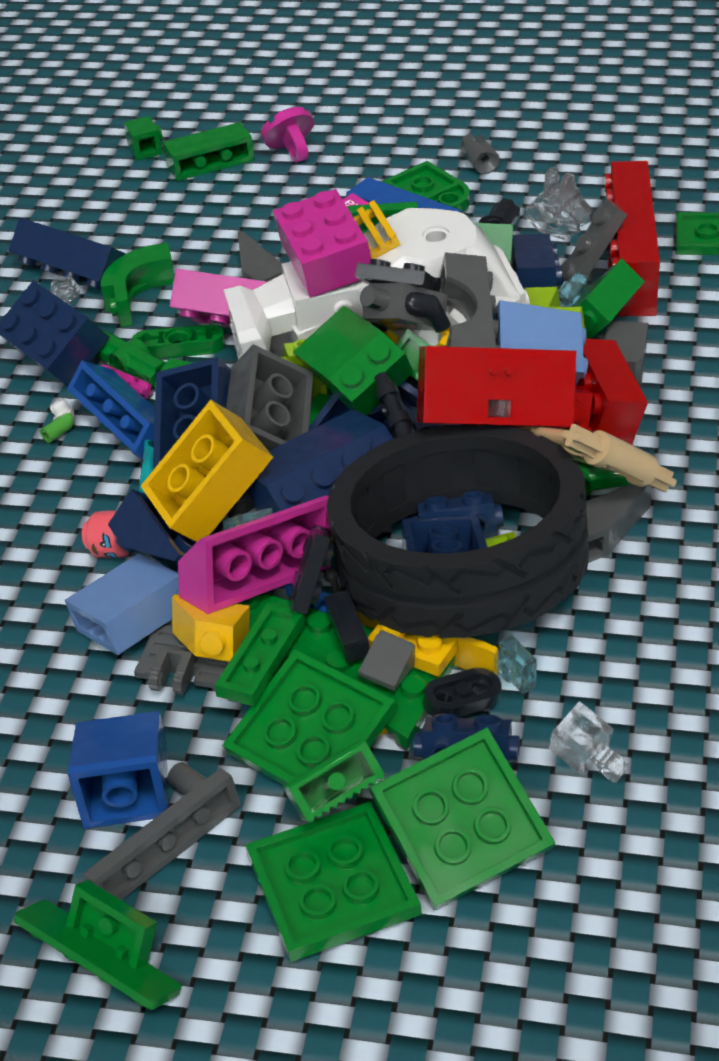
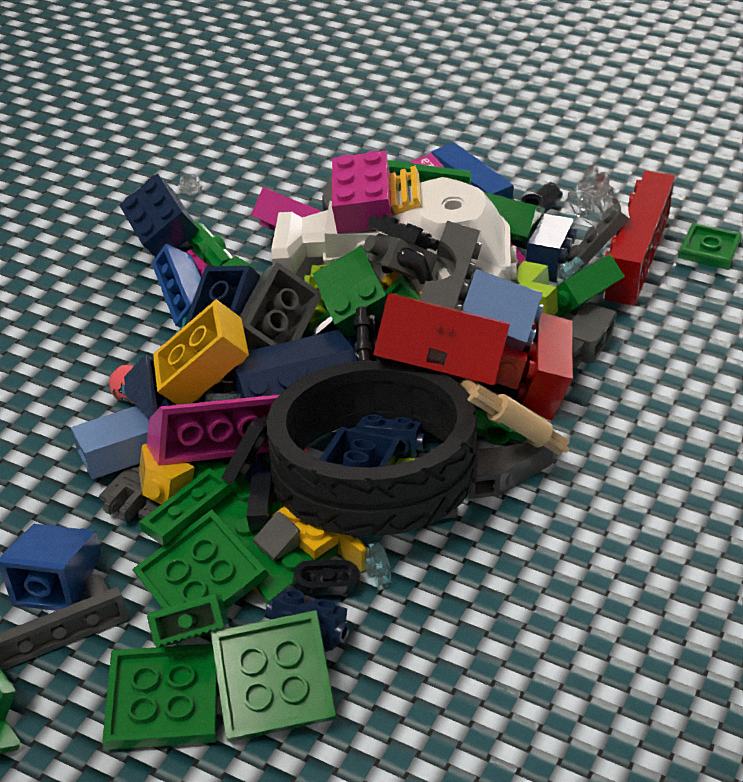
camera: 15 degrees right, 0 degrees up
(61, 423) = (140, 289): bright green arm -> none
(62, 251) = (207, 159): dark blue slope -> none
(133, 274) = (243, 184): green arch -> none
(143, 138) = (304, 74): green brick -> none
(197, 341) = (239, 243): green beam -> none
(208, 151) = (347, 95): green brick -> none
(289, 132) = (413, 90): dark pink tile -> none
(433, 184) = (505, 159): green plate -> none
(480, 153) = (556, 140): dark grey piece -> none
(584, 740) = (398, 643): clear brick -> none

